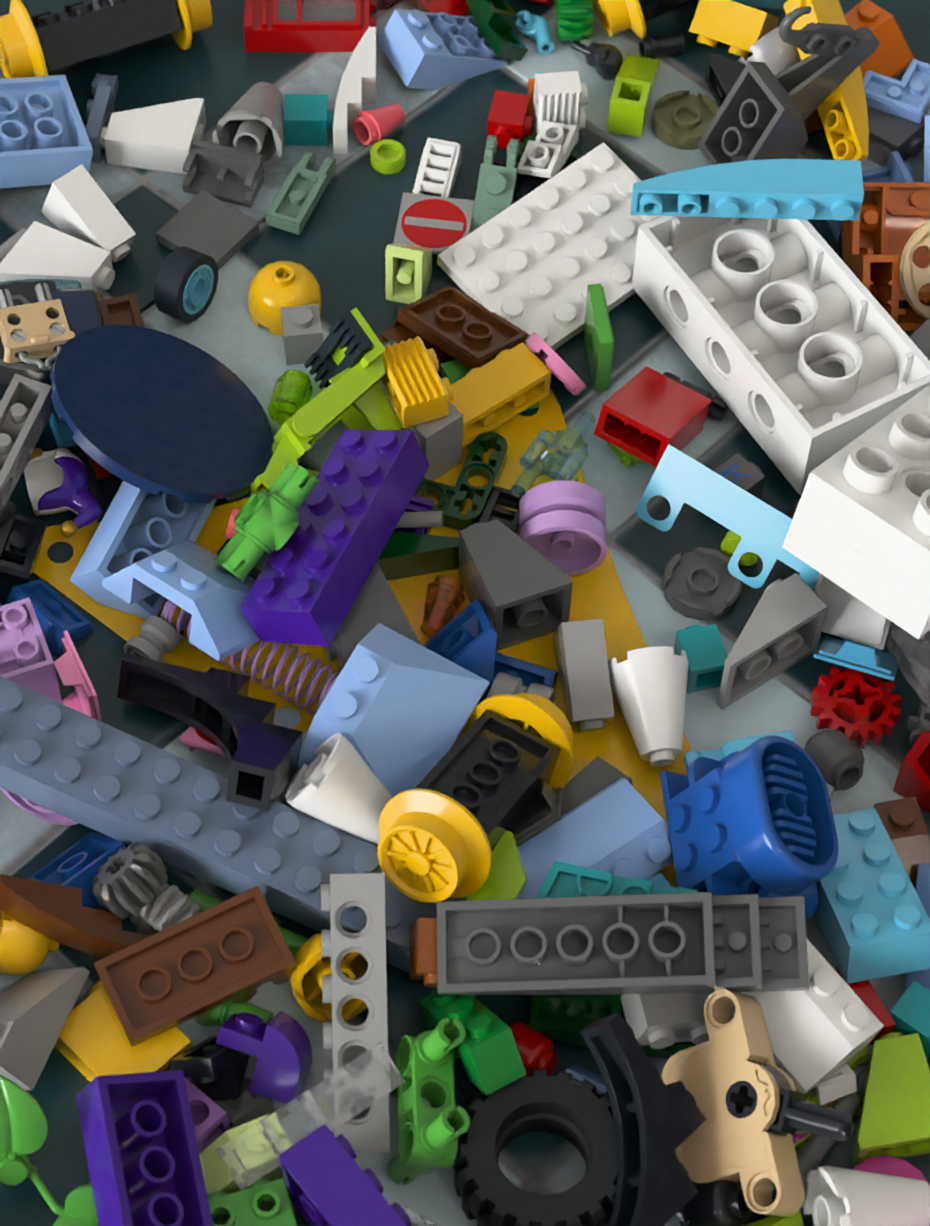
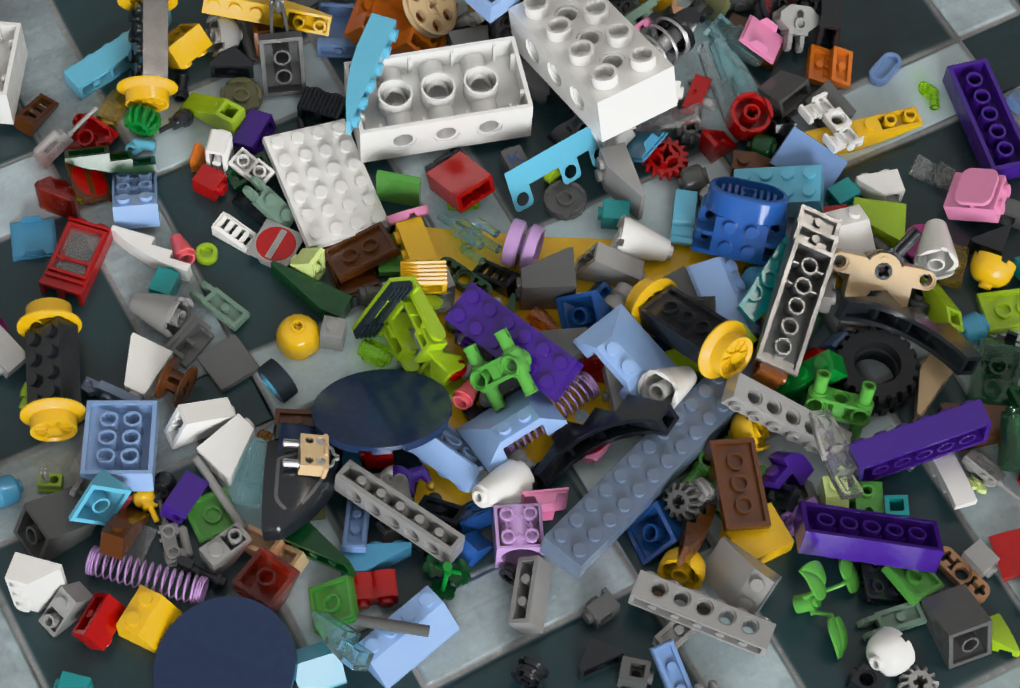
camera: 75 degrees left, 5 degrees up
(80, 606) = (503, 485): none -> white cone
(137, 168) = (176, 382): none -> reddish brown piece
(365, 285) = (312, 293): none -> dark green slope
(629, 141) = (252, 130): none -> dark purple hinge

